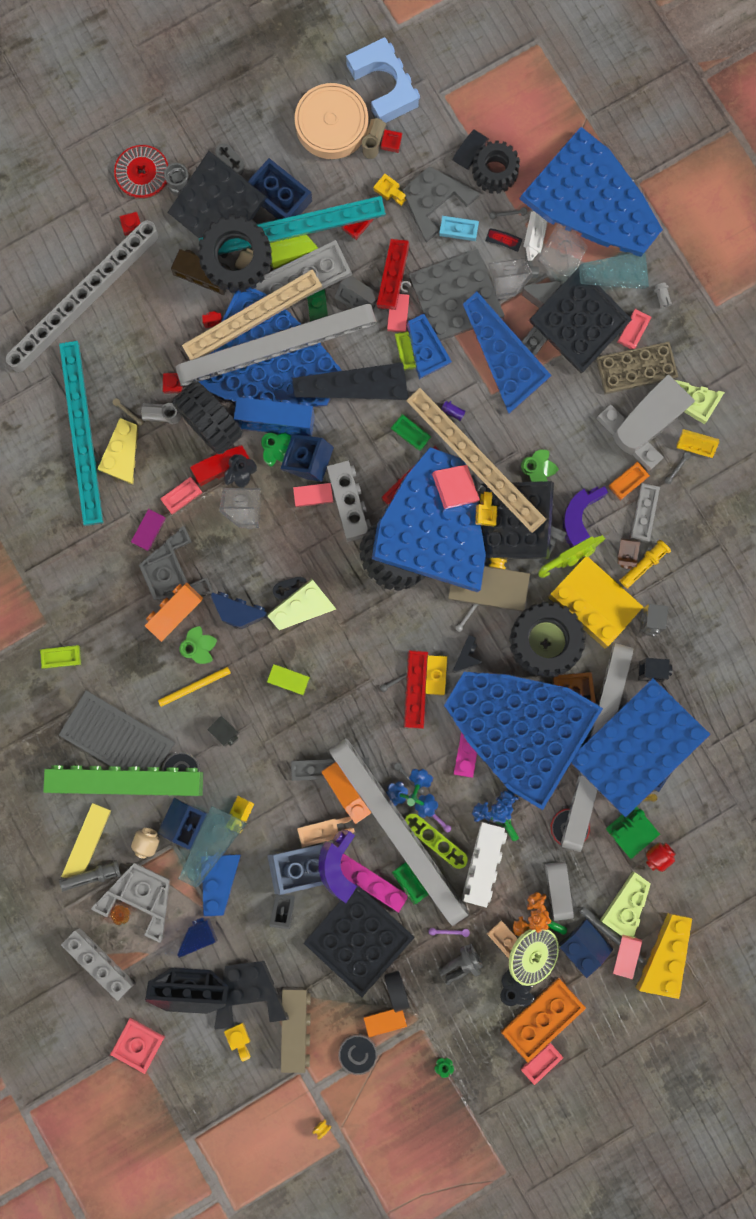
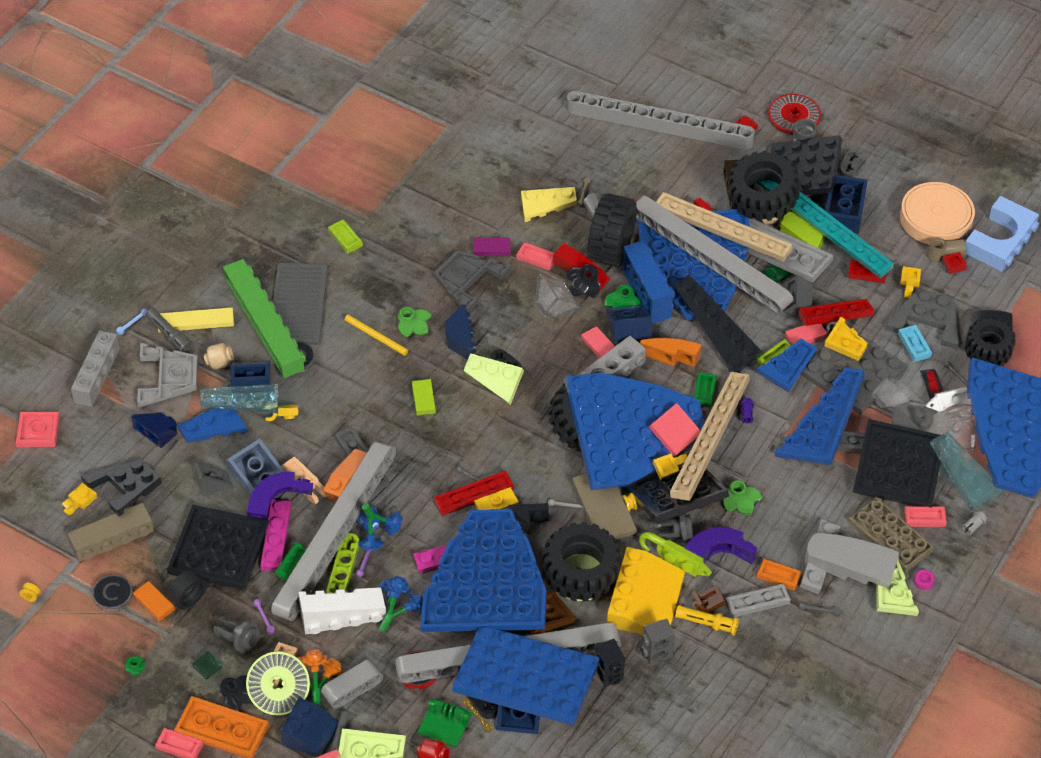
camera: 60 degrees right, 30 degrees down
(50, 886) = (120, 330): none -> light blue hinge
(81, 433) = (543, 168): teal plate -> none
(115, 915) = (146, 367): clear orange plate -> none
(173, 611) = (431, 287): orange brick -> none
(187, 991) = (103, 435): black wedge -> none
(223, 731) = (349, 366): pearl dark grey brick -> none
(357, 437) = (672, 350): none -> orange slope
(432, 285) = (846, 341): none -> yellow wing
(474, 1004) = (207, 665): none -> clear green tile
(693, 368) = (924, 579): none -> dark pink tile
(697, 443) = (853, 611): yellow plate -> none

